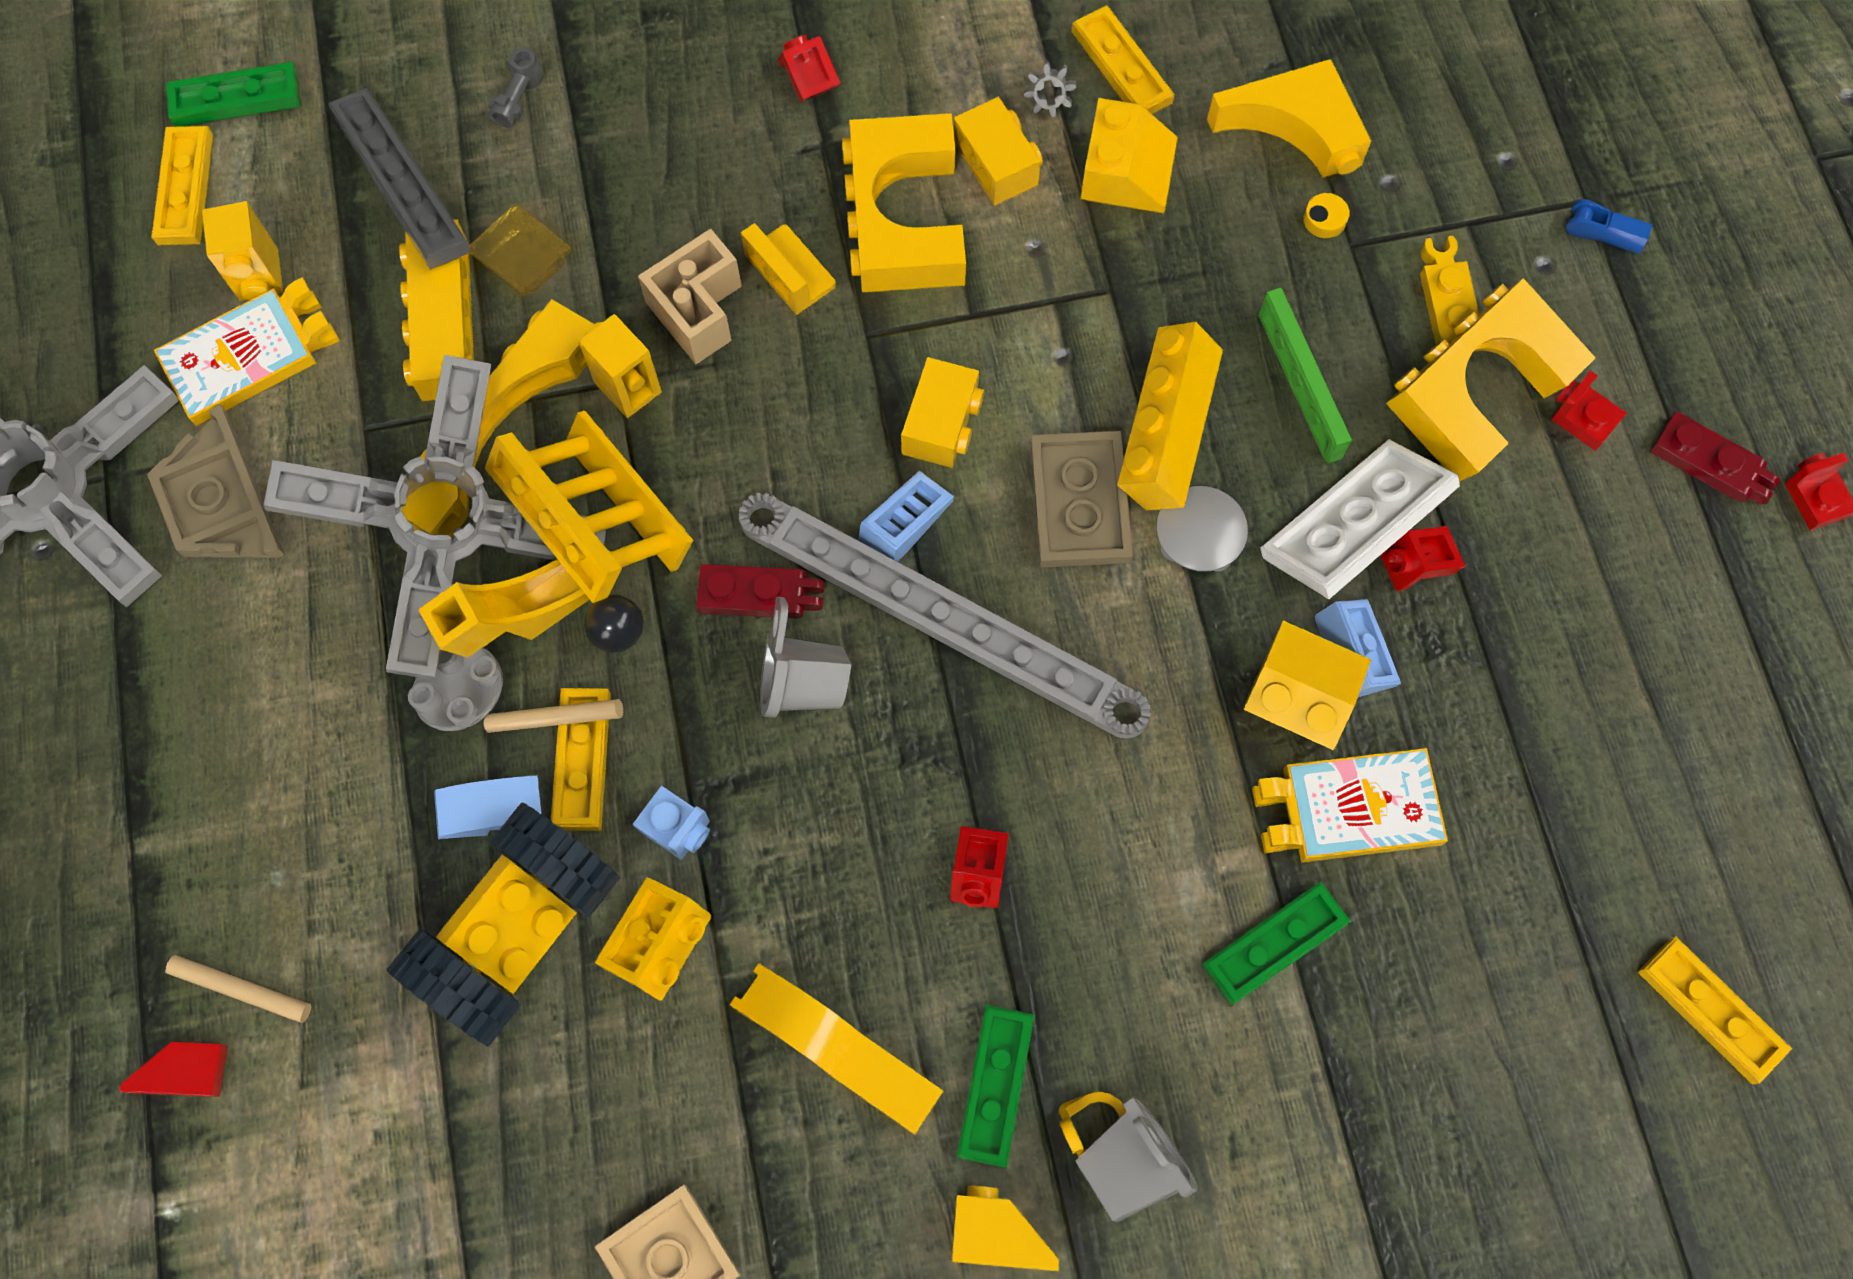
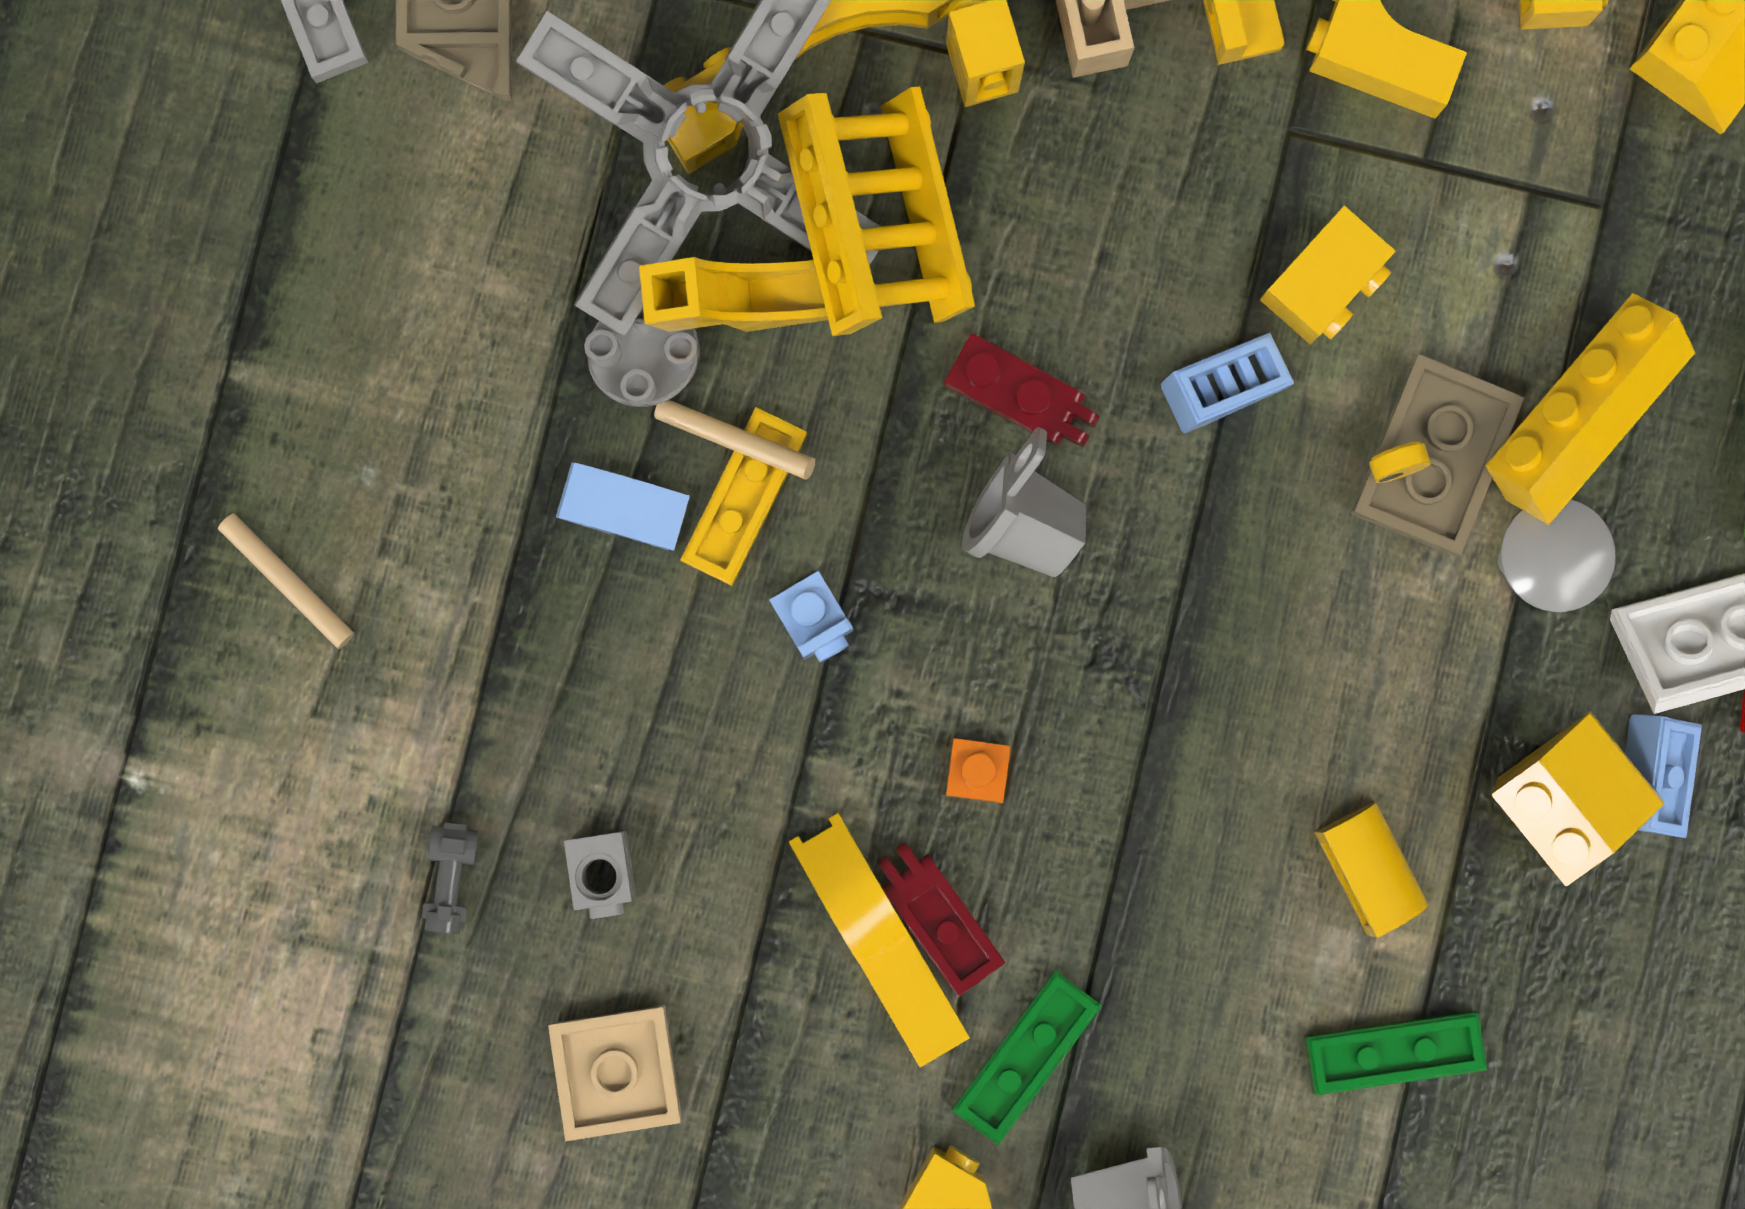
camera: 25 degrees right, 15 degrees up
(181, 1071) = (197, 642): red tile -> none
(456, 1139) = (452, 848): none -> dark grey bar
(504, 925) = (590, 657): plate -> none
(568, 1086) = (579, 856): none -> light grey brick
(614, 623) = (845, 362): black piece -> none
(654, 938) = (739, 735): yellow bracket -> none
(853, 879) = (978, 770): none -> orange plate
(877, 1008) = (940, 921): none -> dark red hinge
(945, 615) = (1214, 519): light grey plate -> none
(978, 867) = (1119, 822): red bracket -> none
(1054, 508) = (1399, 462): none -> yellow tile
(1075, 1105) = (1100, 1115): yellow piece -> none
(1185, 813) = (1372, 870): none -> yellow brick
(1354, 806) = (1561, 949): tile -> none

